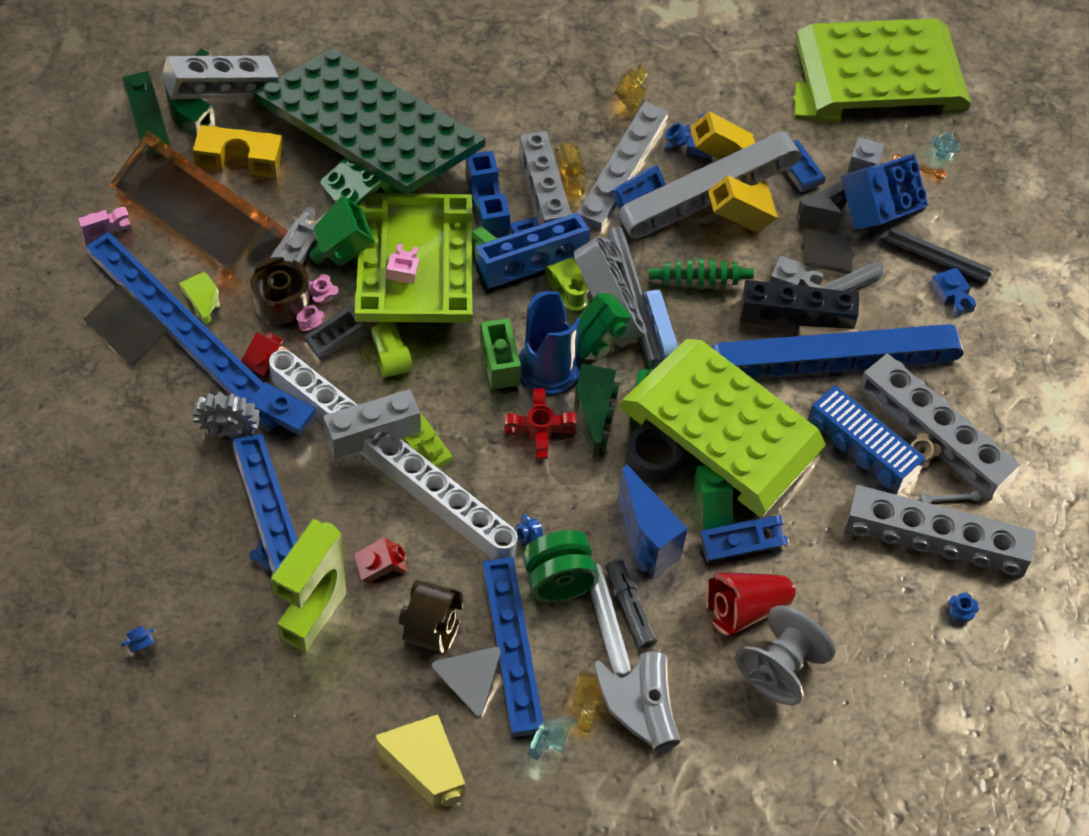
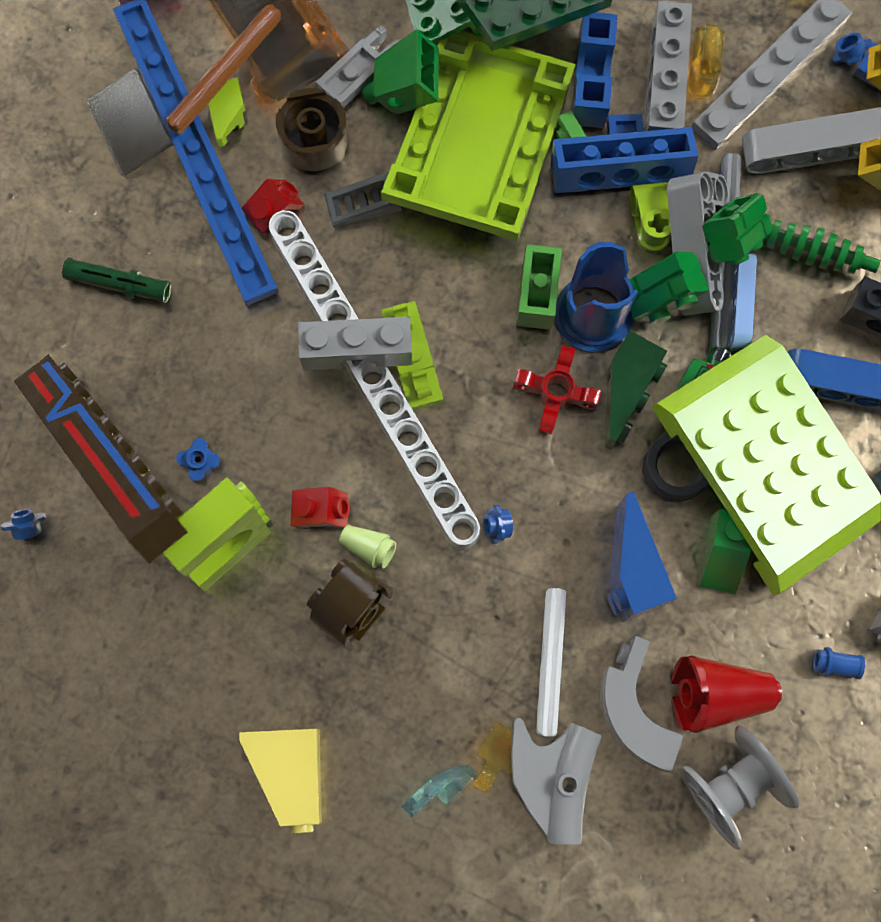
camera: 20 degrees right, 20 degrees up
(156, 440) = (121, 281): none -> dark green pin
(192, 266) = (223, 69): none -> dark orange axle
(198, 546) = (102, 458): none -> dark brown brick
(226, 415) = (198, 278): light grey gear -> none
(265, 497) = (212, 401): blue plate -> none
(282, 408) = (266, 285): blue plate -> none
(309, 318) = (337, 174): bright pink plate -> none
(324, 295) = (368, 146): bright pink plate -> none
(392, 355) = (415, 249): lime piece -> none
(403, 265) = (460, 141): bright pink plate -> none
(435, 573) = (368, 545): none -> yellowish green cone
(470, 676) = (371, 685): light grey piece -> none
(512, 639) = (432, 663): blue plate -> none
(560, 566) = (516, 587): green wheel -> none
(625, 592) = (584, 651): dark grey pin -> none
(638, 186) = (780, 108): blue plate -> none
(638, 271) = (737, 229): none -> green brick
(684, 644) = (624, 717): none -> light grey arch
(743, 538) = (743, 610): blue plate -> none
(831, 556) = (837, 663): none -> blue pin

